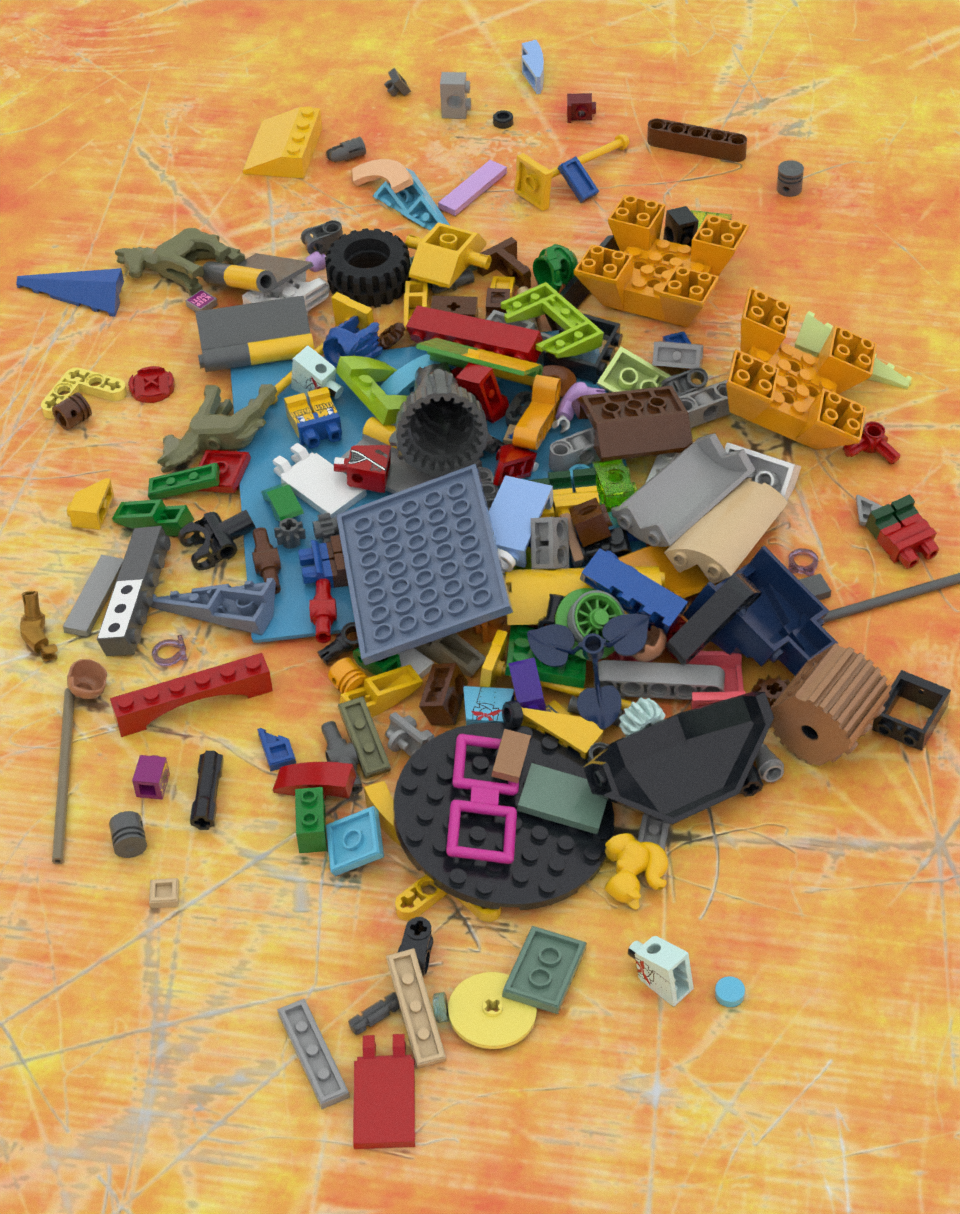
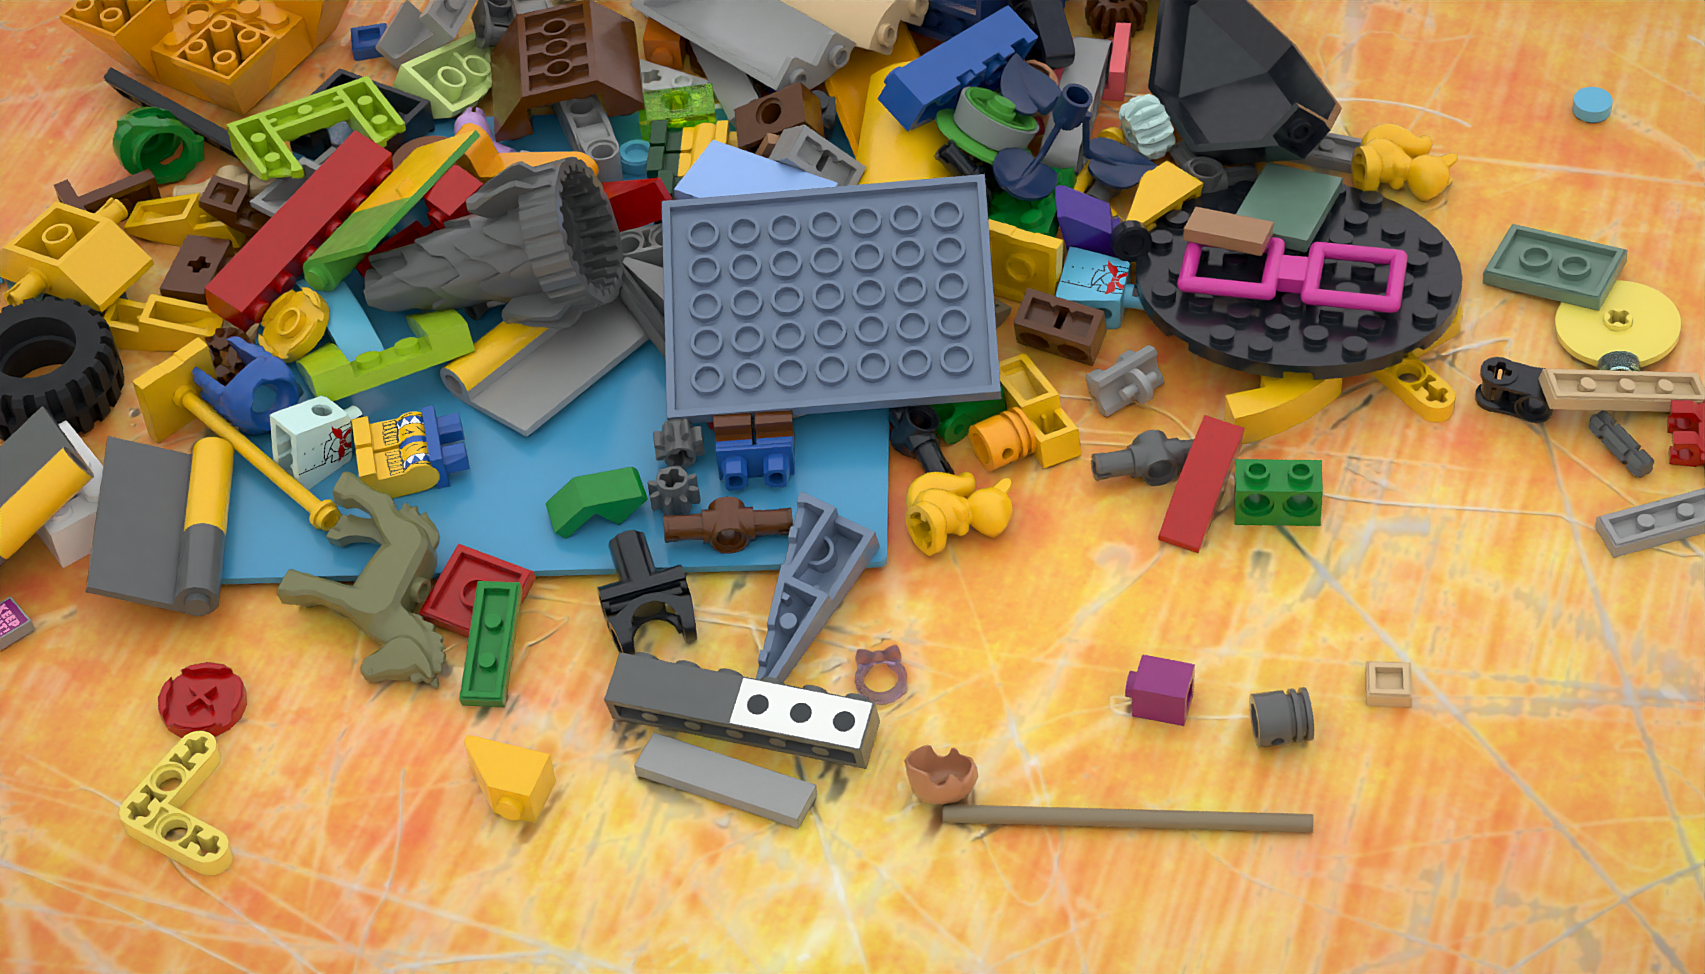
camera: 80 degrees left, 0 degrees up
(33, 625) = (798, 864): pearl gold arm -> none
(74, 411) = (246, 809): reddish brown piece -> none
(153, 513) = (563, 689): green slope -> none
(204, 807) = (1225, 624): black axle -> none
(240, 677) = (1012, 670): red arch -> none
(276, 750) = (1118, 542): blue tile -> none
(286, 657) = (940, 507): none -> yellow animal
(316, 482) = (546, 459): white tile -> none
(323, 610) = (857, 457): red pin -> none
(354, 841) = (1331, 433): medium azure tile -> none
(364, 737) = (1121, 422): olive tile -> none
(366, 467) = (569, 374): red torso -> none
(404, 353) = (294, 324): none -> yellow tile
(663, 968) = (1570, 143): light aqua torso -> none

